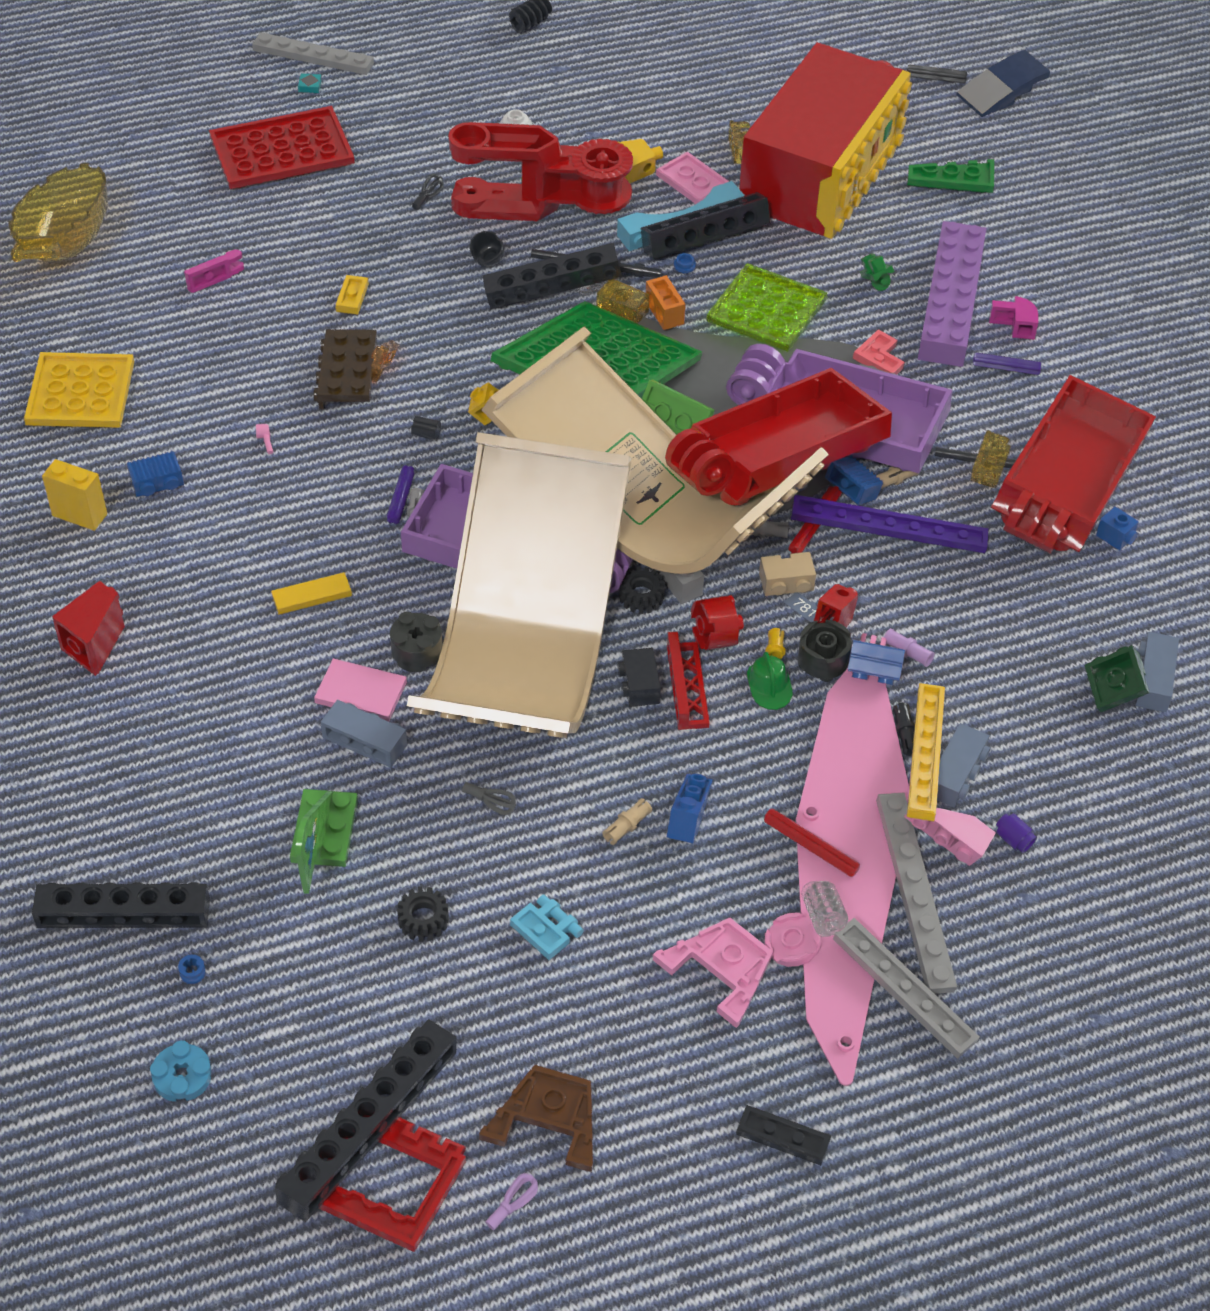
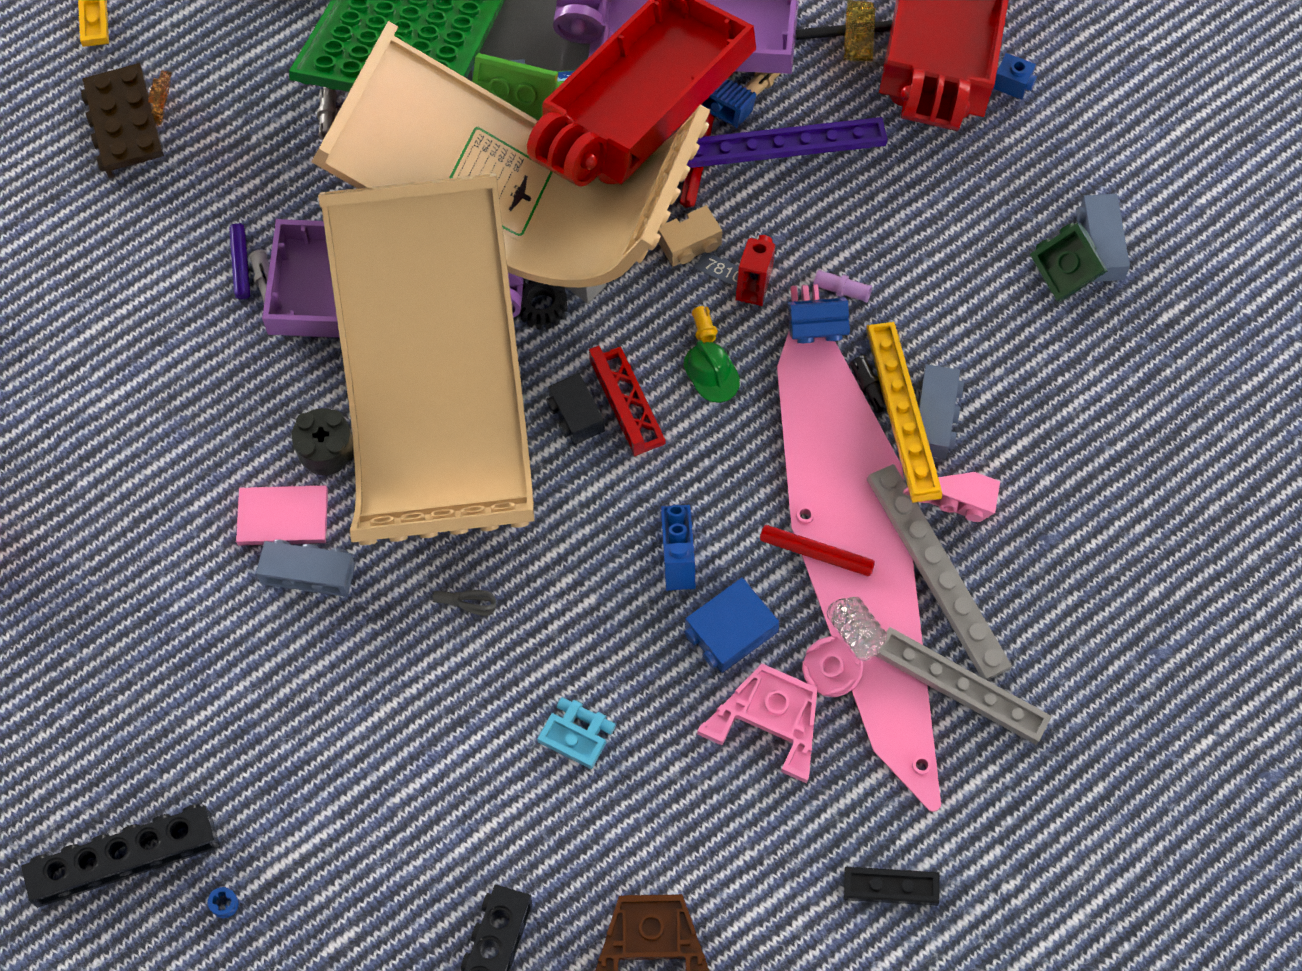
camera: 15 degrees left, 15 degrees up
(262, 431) = (58, 227): bright pink hand -> none
(311, 593) = (186, 414): yellow tile -> none
(322, 831) = (303, 699): bright green piece -> none
(426, 427) = (238, 169): black piece -> none
(427, 927) = (443, 778): black tyre -> none
(479, 398) = (295, 120): yellow brick -> none
(627, 821) = (618, 583): tan pin -> none
(713, 881) = (731, 625): none -> blue brick
(716, 622) = (636, 321): red brick -> none
(824, 650) = (759, 318): pearl dark grey brick -> none
(1015, 832) = (1017, 471): dark purple brick -> none

